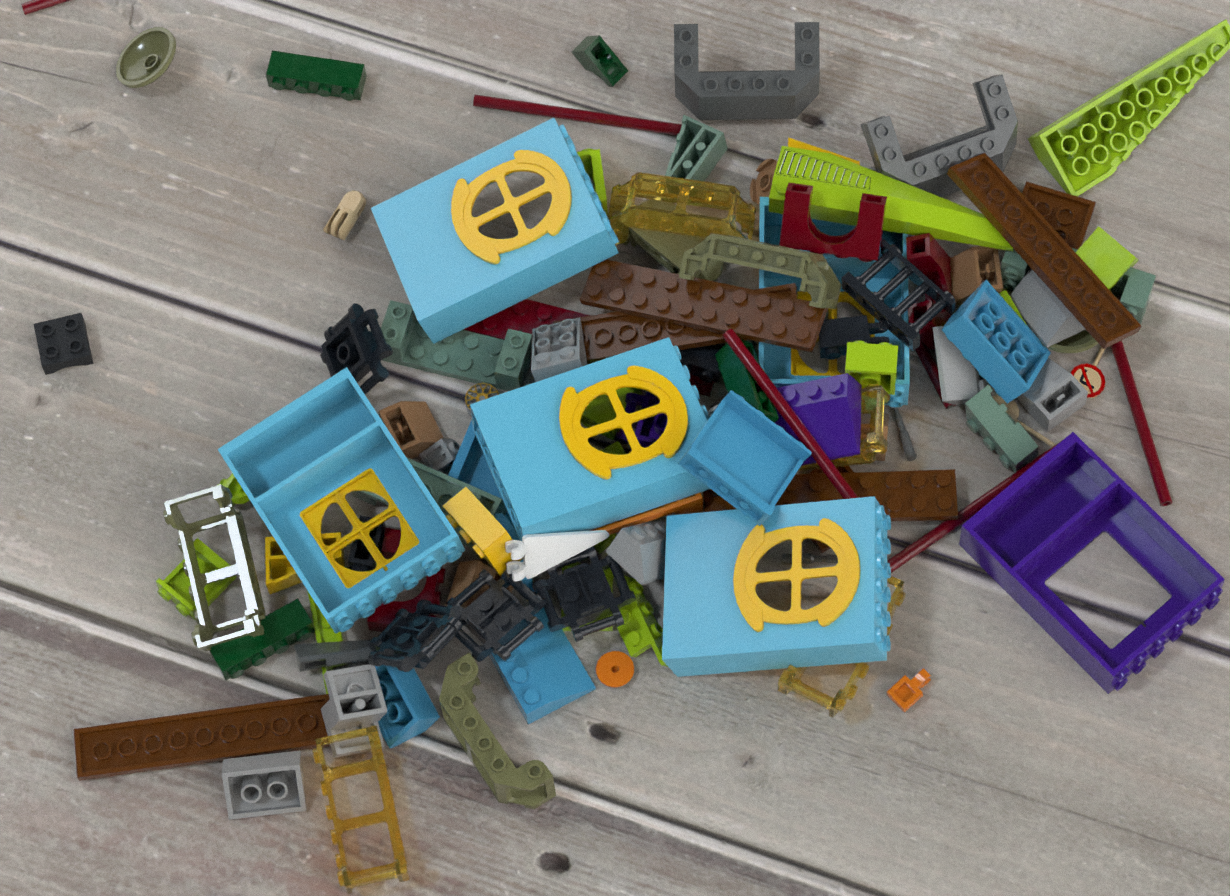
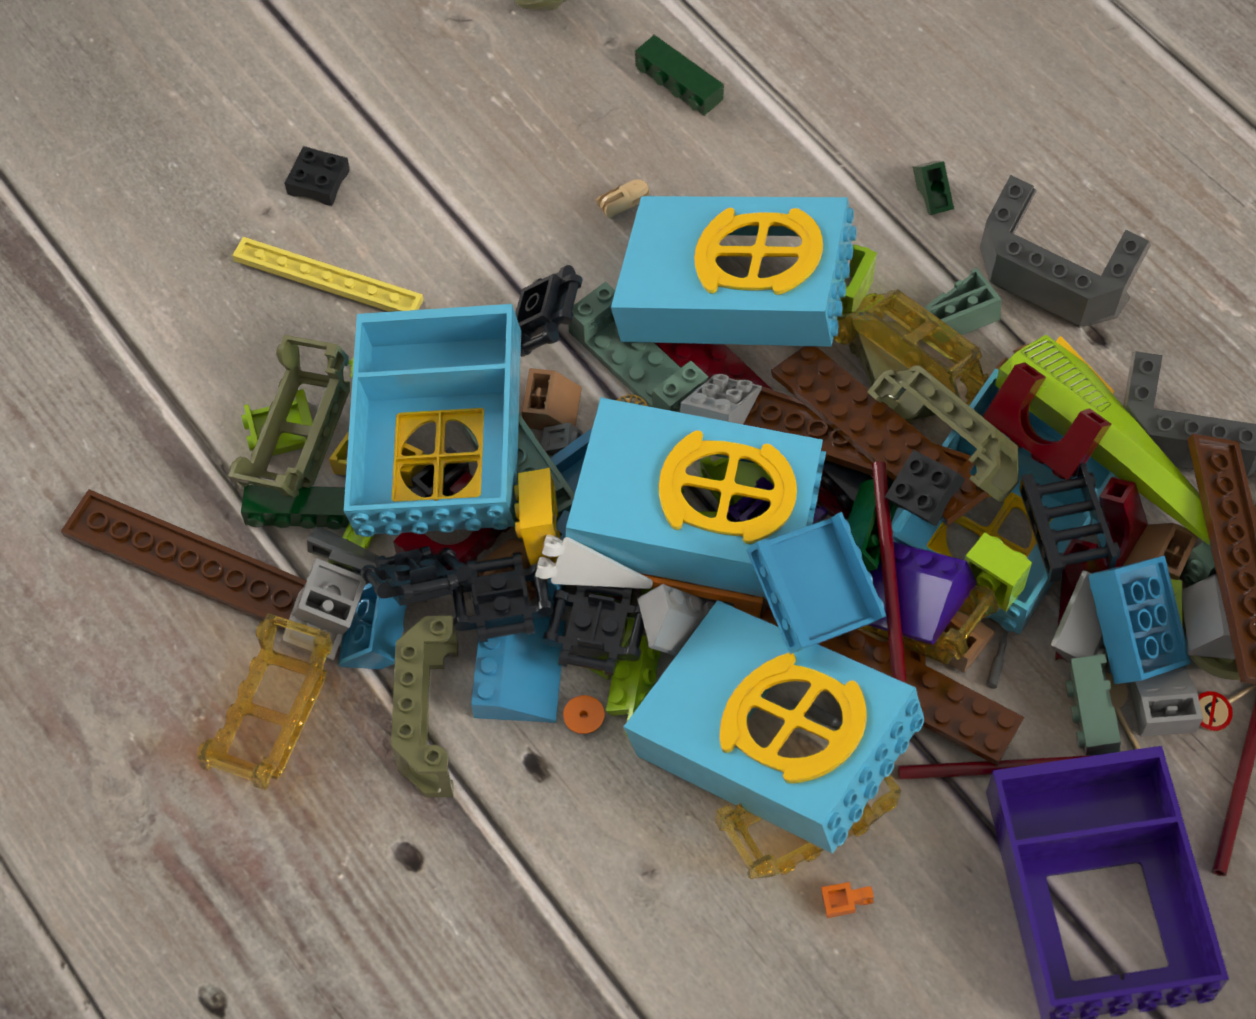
camera: 30 degrees right, 5 degrees down
(140, 429) = (326, 277): none -> light yellow plate
(264, 785) = (207, 631): light grey slope -> none
(577, 115) = (882, 221): dark red piece -> none
(778, 332) = (924, 487): none -> black brick
(839, 331) = (996, 524): black hinge -> none

